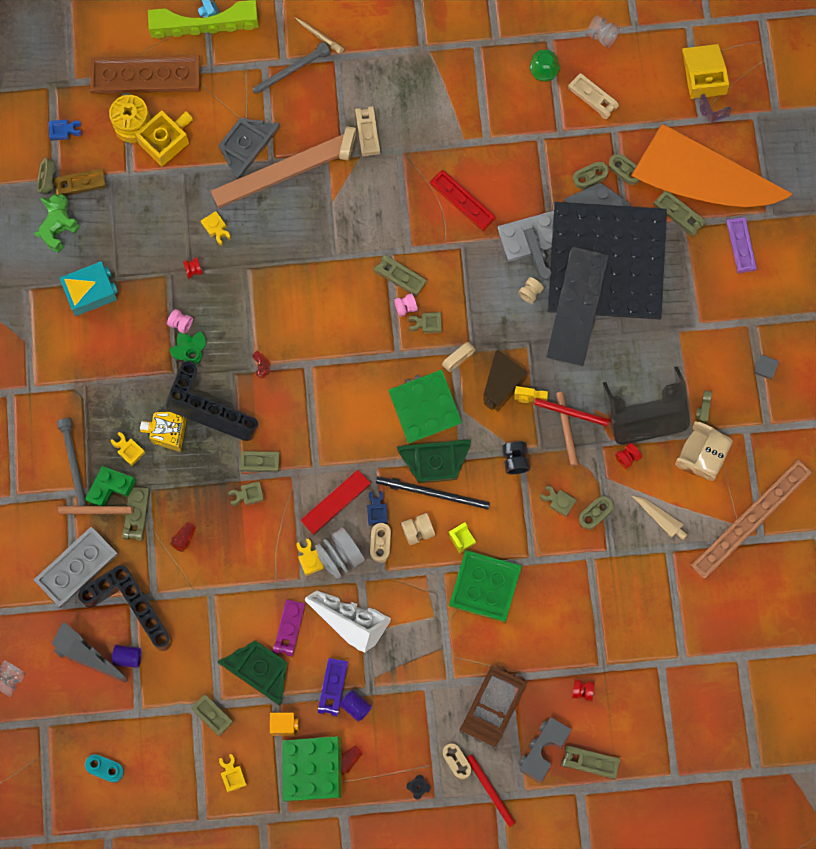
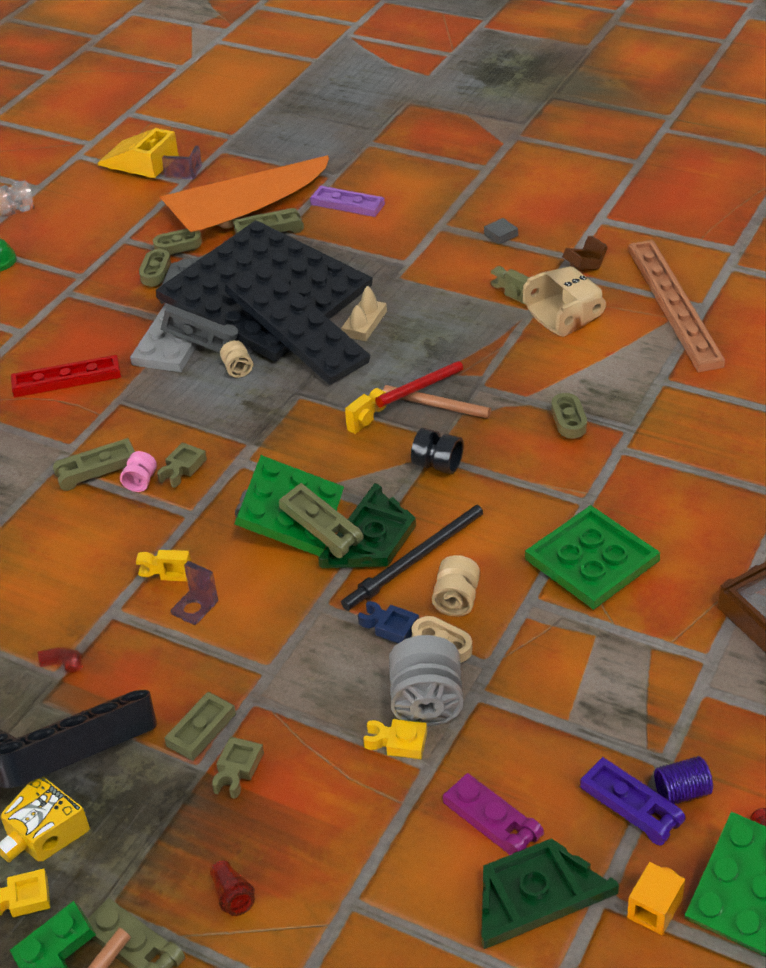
camera: 60 degrees left, 30 degrees down
(335, 502) = (339, 669): red tile -> none
(343, 398) = (201, 591): none -> bracket
(350, 373) = (166, 563): none -> yellow plate
(357, 626) = (555, 718): white wedge -> none
(415, 432) = (321, 520): none -> olive plate
(458, 356) = (254, 448): tan beam -> none
(461, 537) = (503, 554): neon yellow panel -> none
(502, 381) = (322, 426): dark brown slope -> none
(560, 503) = (527, 442): olive plate -> none
(593, 95) = (72, 234): tan plate -> none
(619, 338) = (365, 316): none -> tan tile
(628, 456) = (517, 360): red wheel -> none
(652, 418) = (491, 317): clear smoke windscreen -> none
(667, 522) = (636, 363): tan bar -> none
(763, 439) = (587, 258): none -> reddish brown bracket

